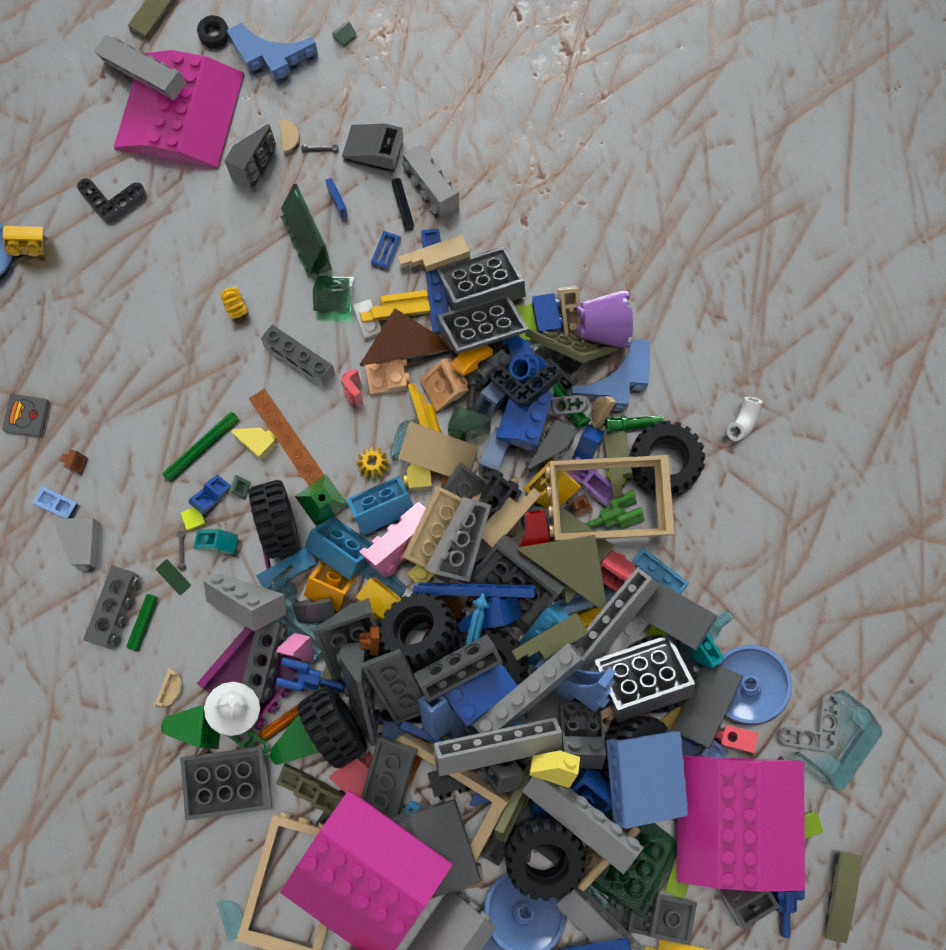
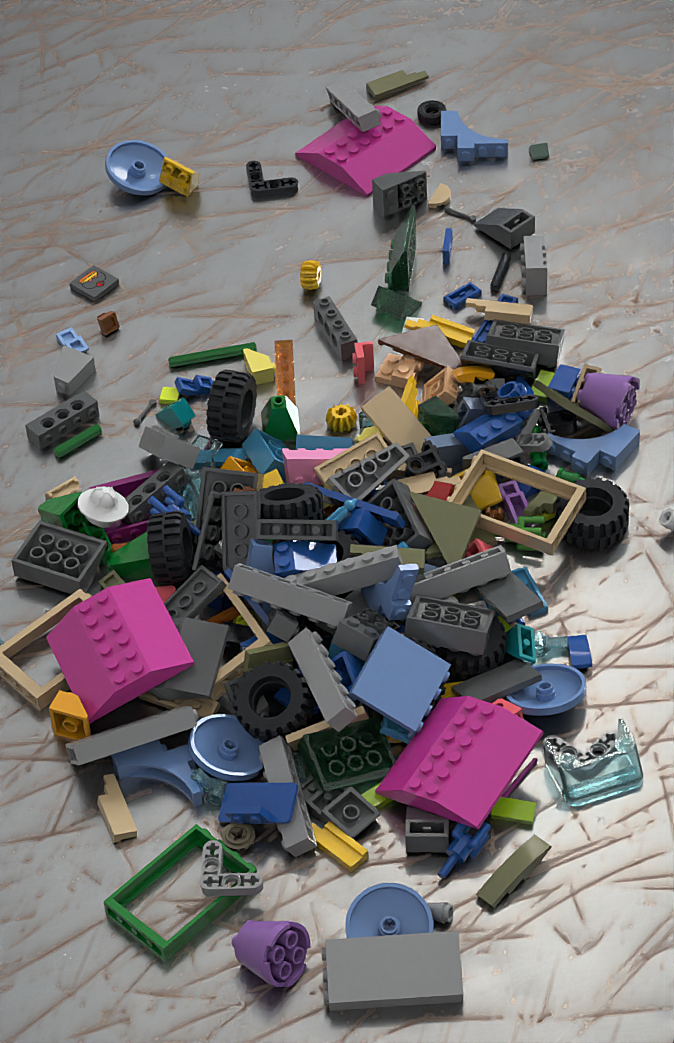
camera: 35 degrees right, 30 degrees down
(173, 577) = (125, 426): dark green sticker -> none
(298, 648) = (190, 497): bright pink slope -> none
(555, 767) = (327, 630): light yellow slope -> none
(601, 409) = (560, 458): tan tile -> none
(747, 619) = (579, 651): none -> blue slope

